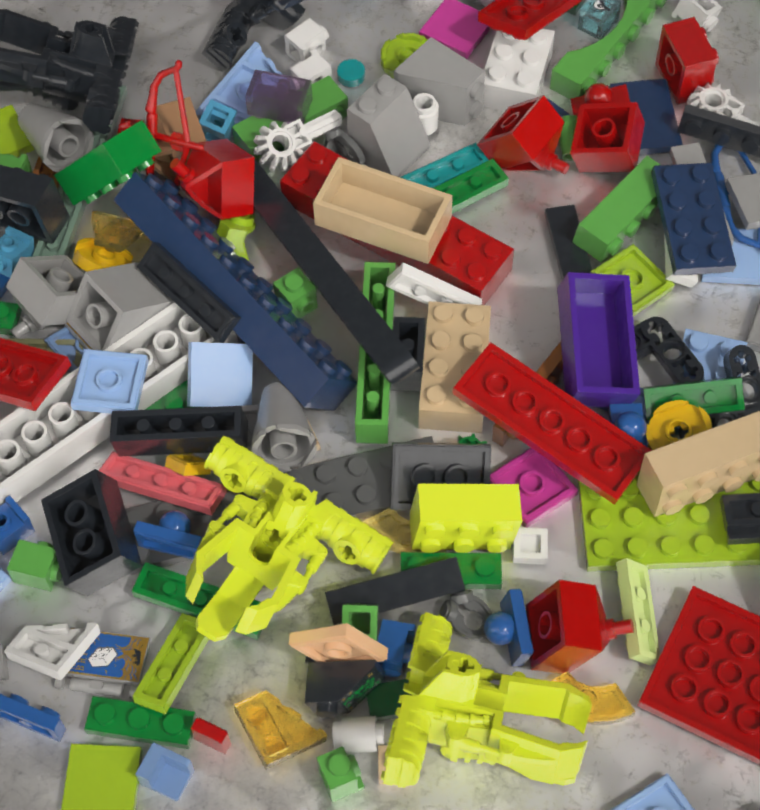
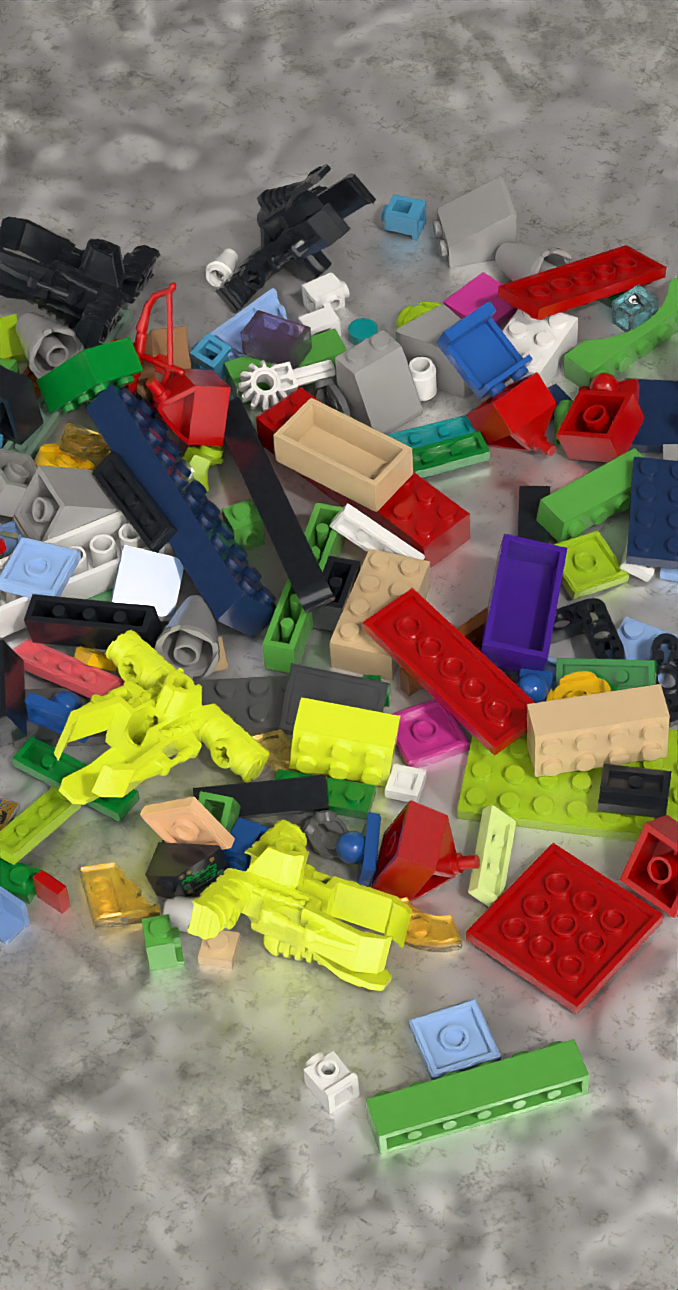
camera: 15 degrees right, 10 degrees down
(200, 28) = (221, 267): none -> white cone
(485, 83) = (483, 353): none -> blue panel

